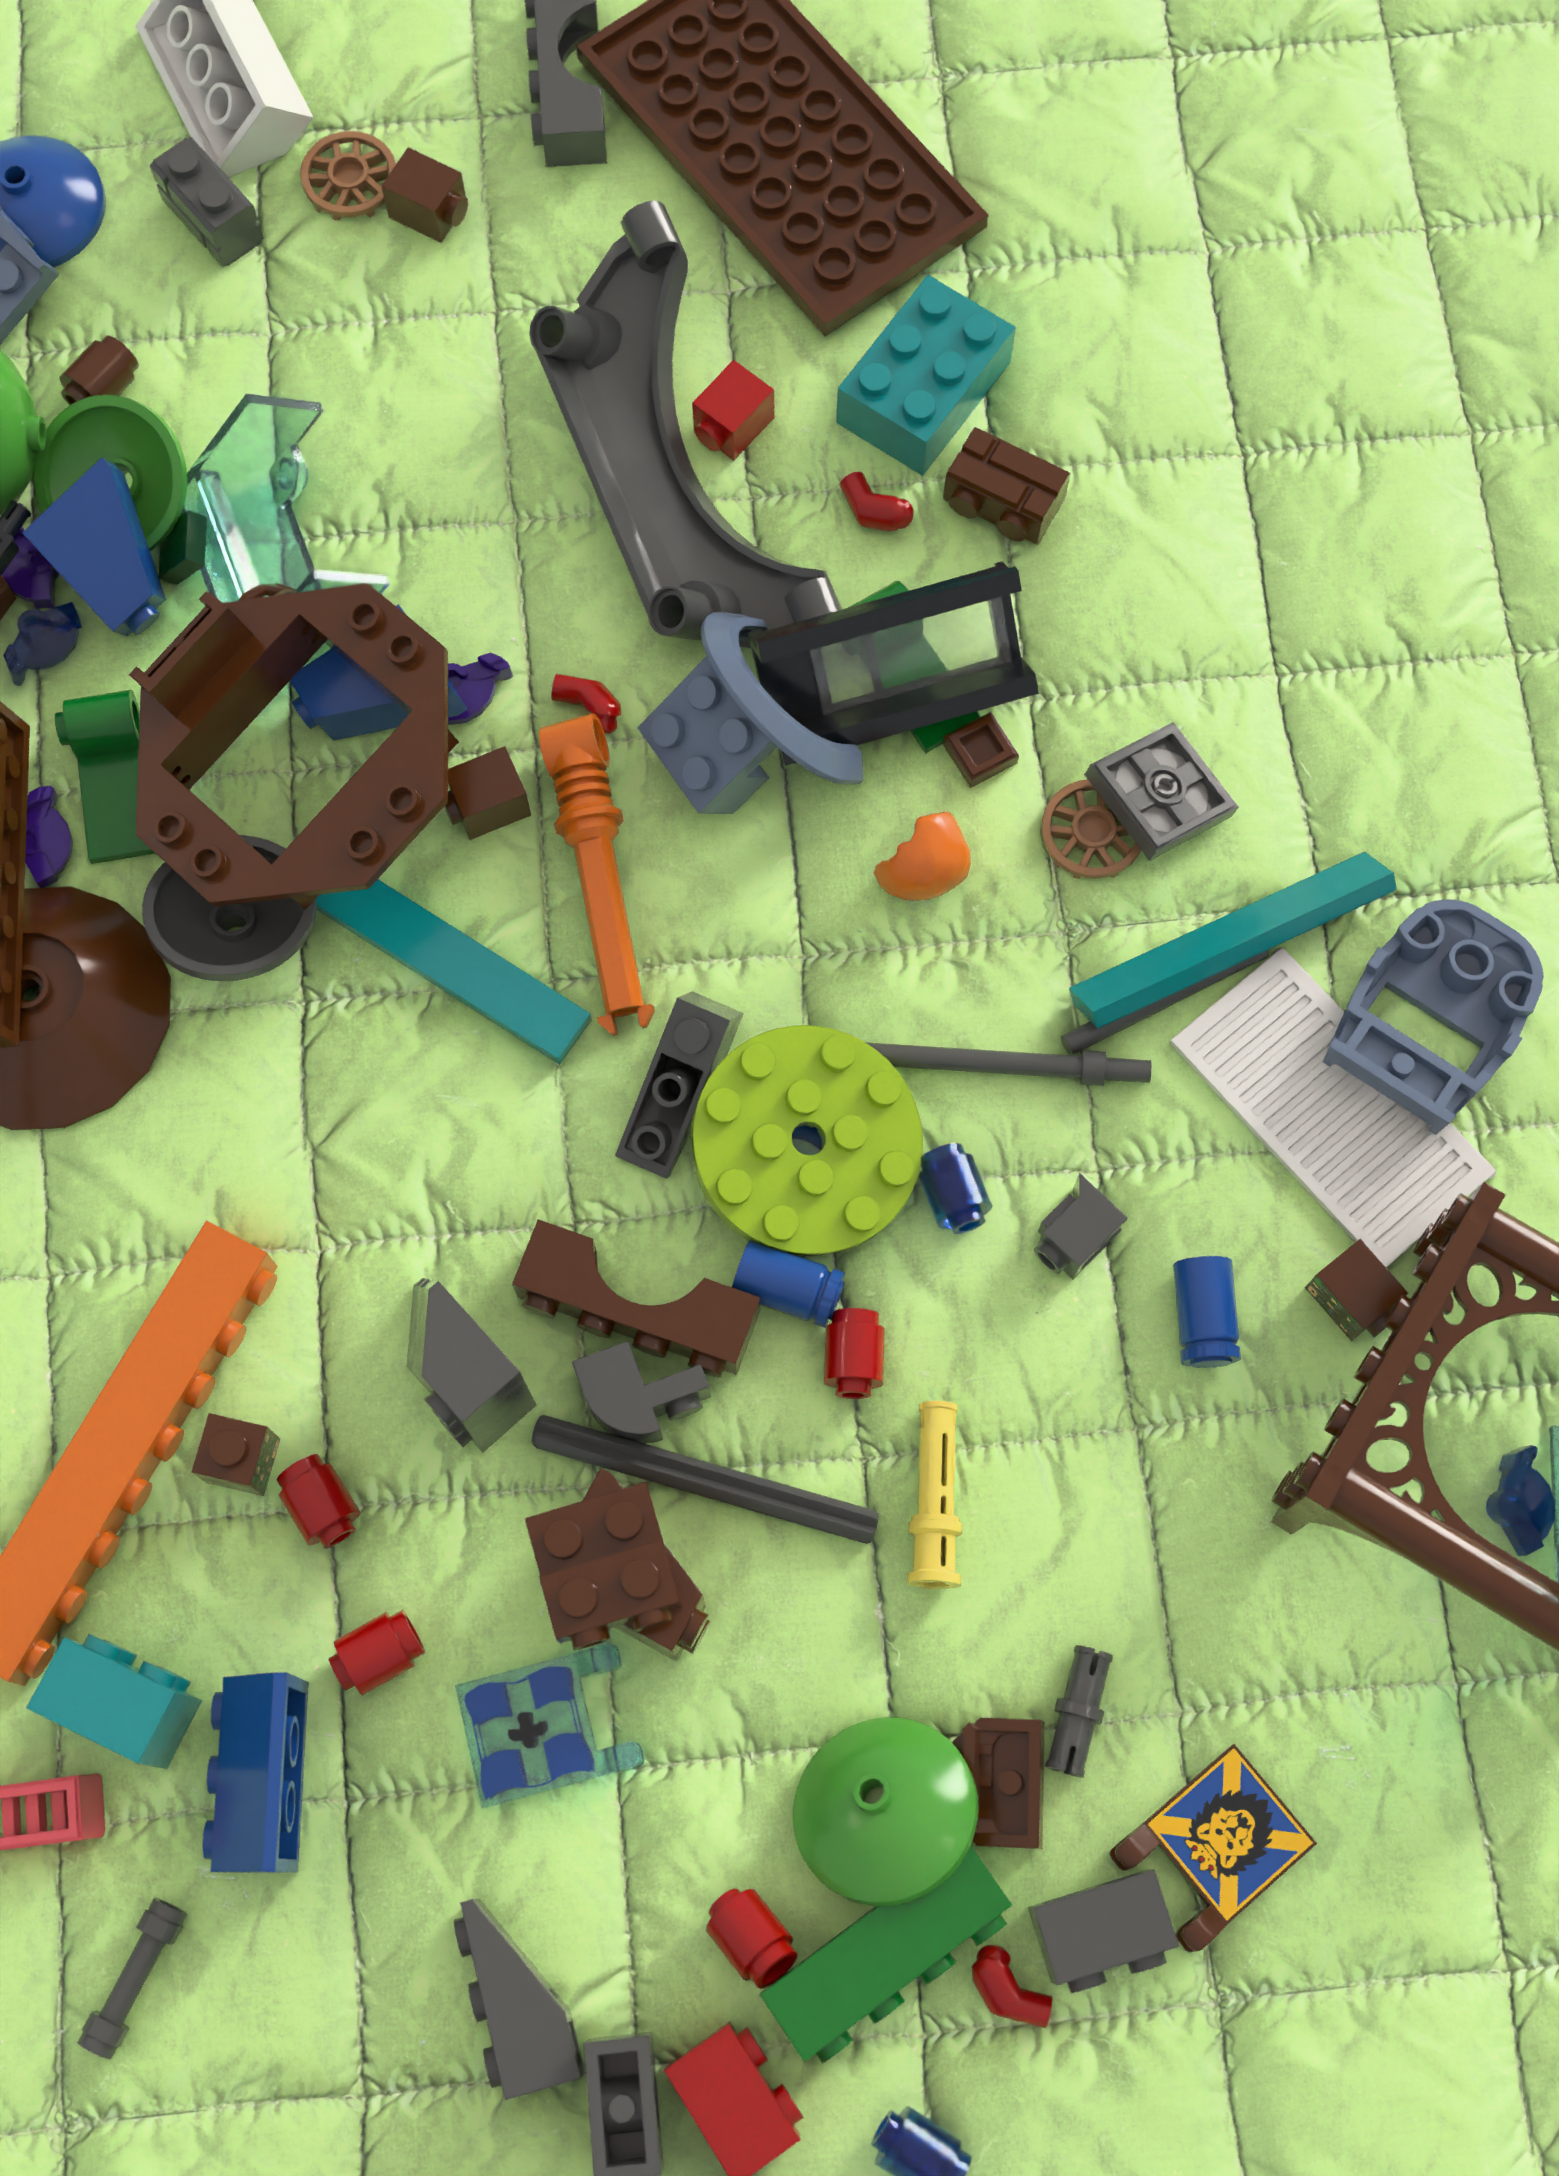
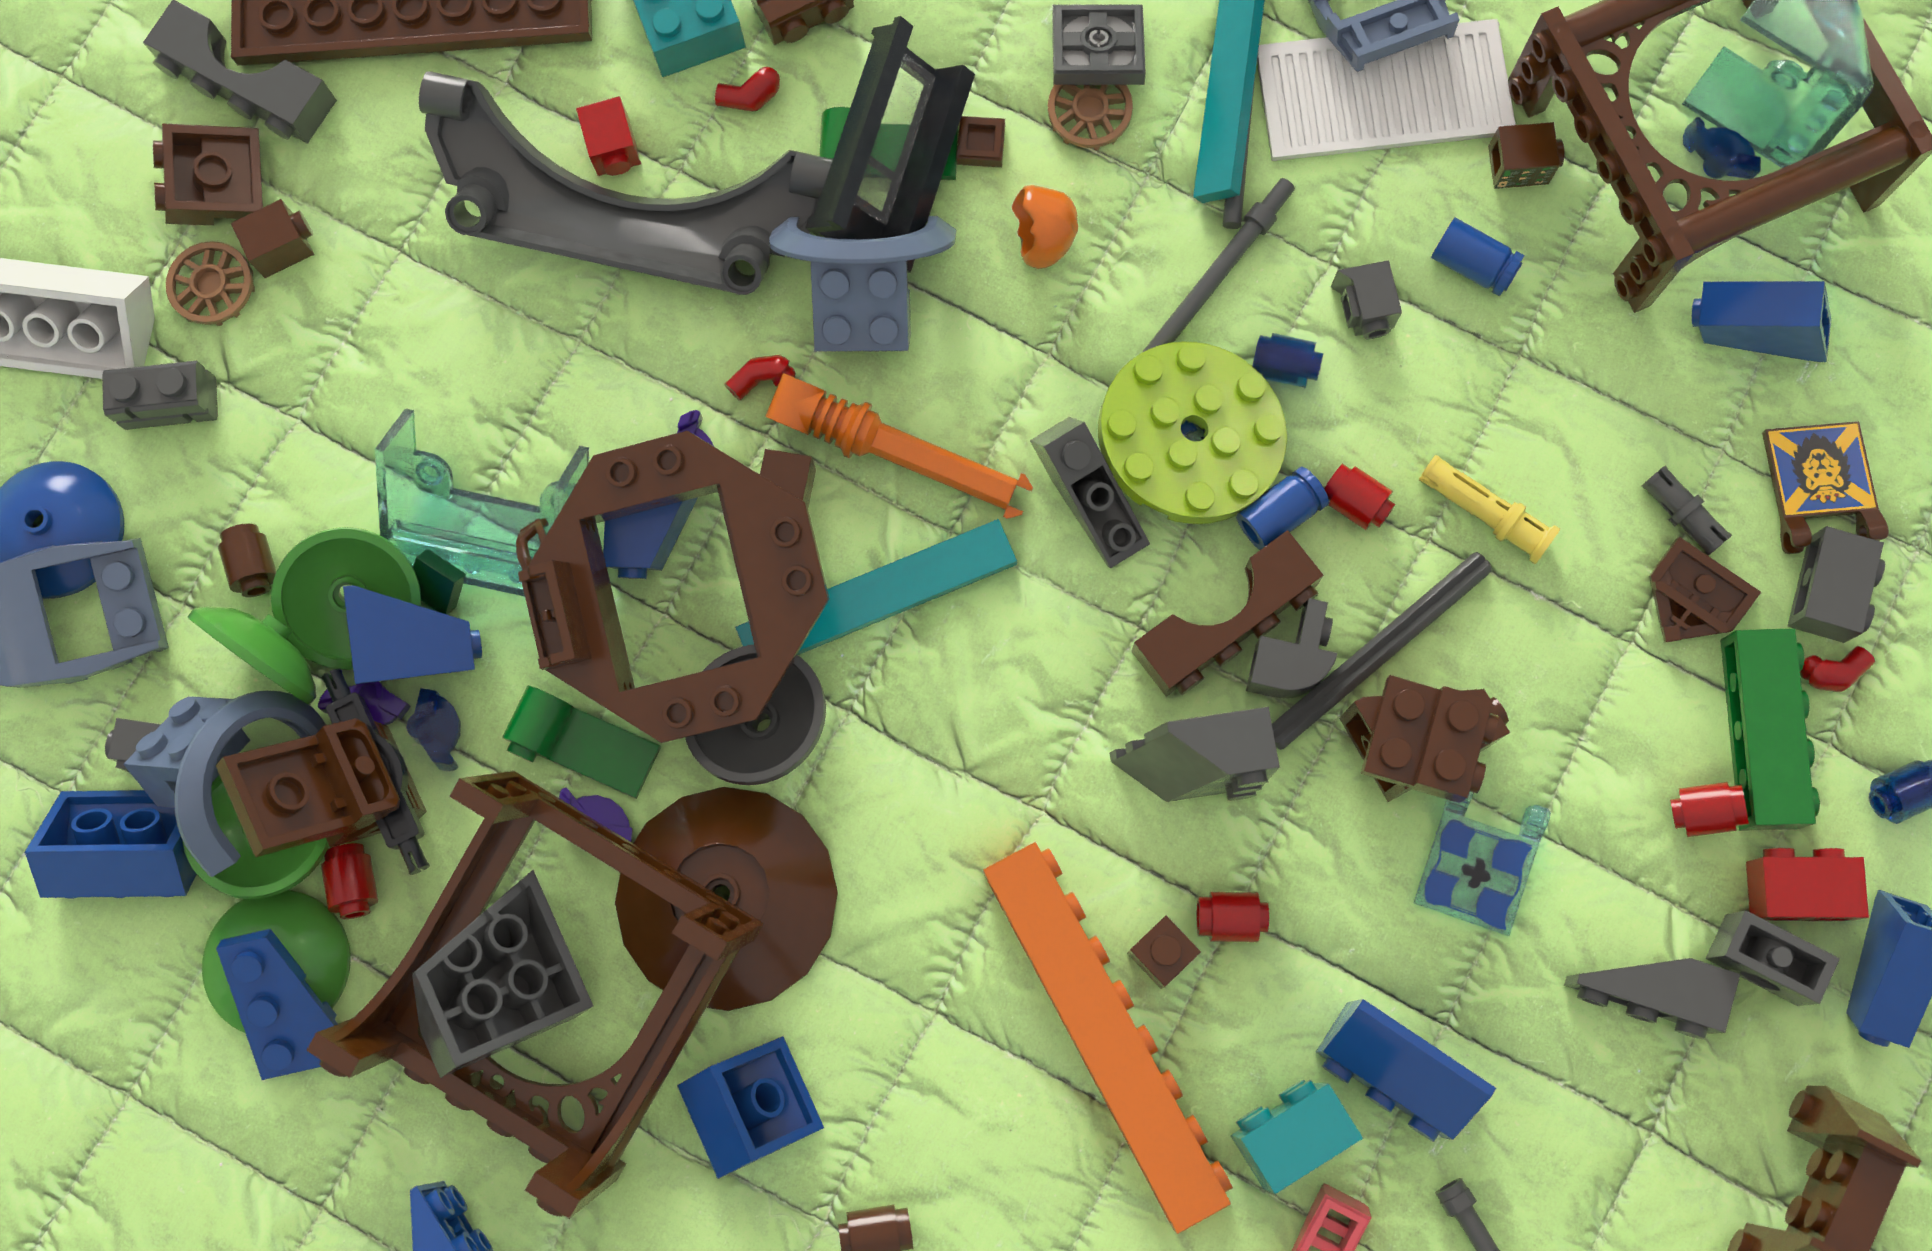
camera: 50 degrees left, 5 degrees up
(376, 1652) = (1363, 940): red brick -> none
(449, 100) = (207, 173): none -> reddish brown plate
(907, 1838) = (1709, 693): bright green dish -> none
(1356, 1664) = (1766, 317): none -> blue slope

